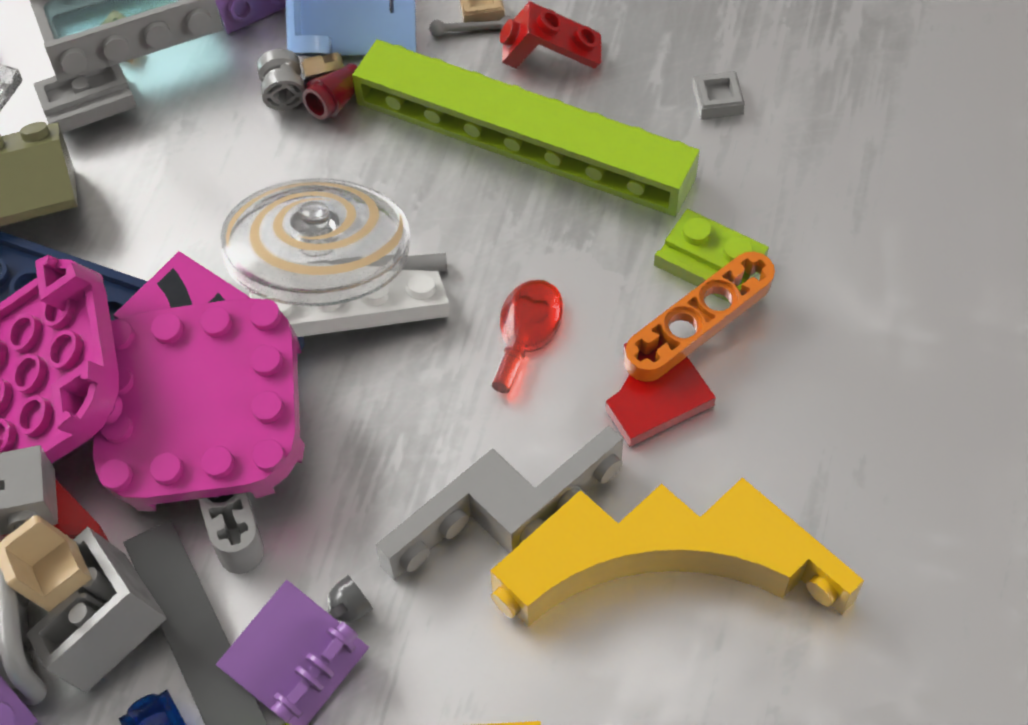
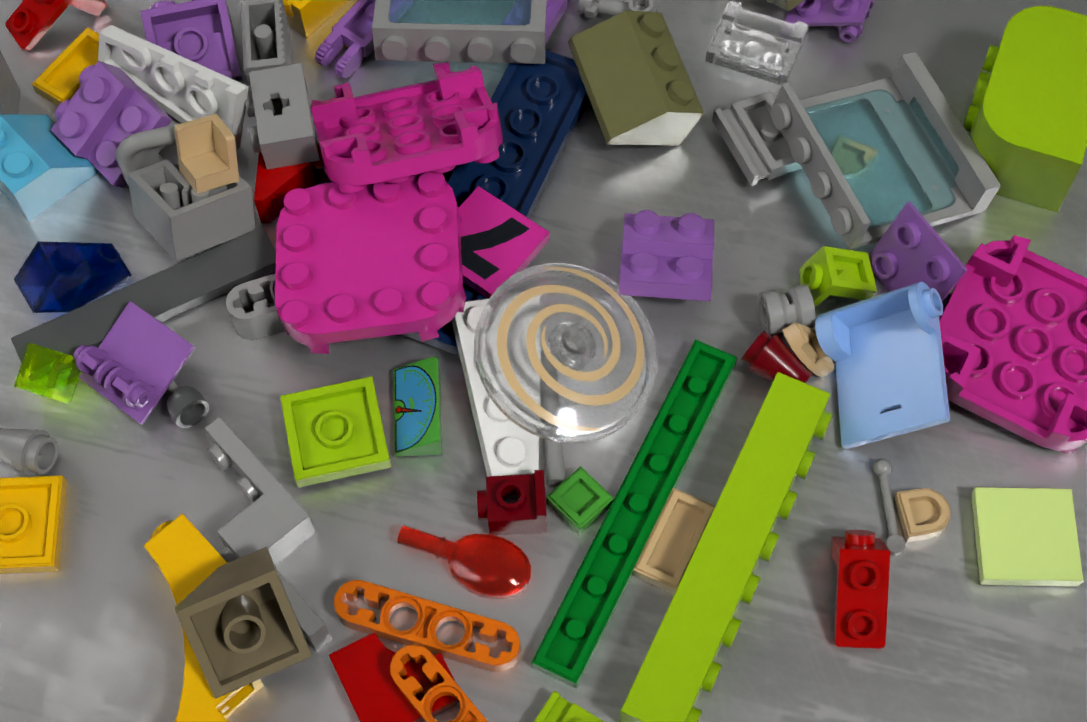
camera: 90 degrees right, 5 degrees up
(214, 163) = (667, 256): none -> medium lavender plate
(244, 44) = (838, 274): none -> lime bracket
(362, 376) = (418, 409): none -> slope
(387, 450) = (335, 432): none -> lime plate
(465, 243) = (579, 500): none -> bright green tile
(472, 285) = (521, 517): none -> dark red brick
(476, 200) = (633, 515): none -> green tile
(506, 172) = (673, 540): none -> tan tile
(598, 361) = (424, 632): none -> orange beam
(614, 474) = (242, 624): none -> dark tan slope

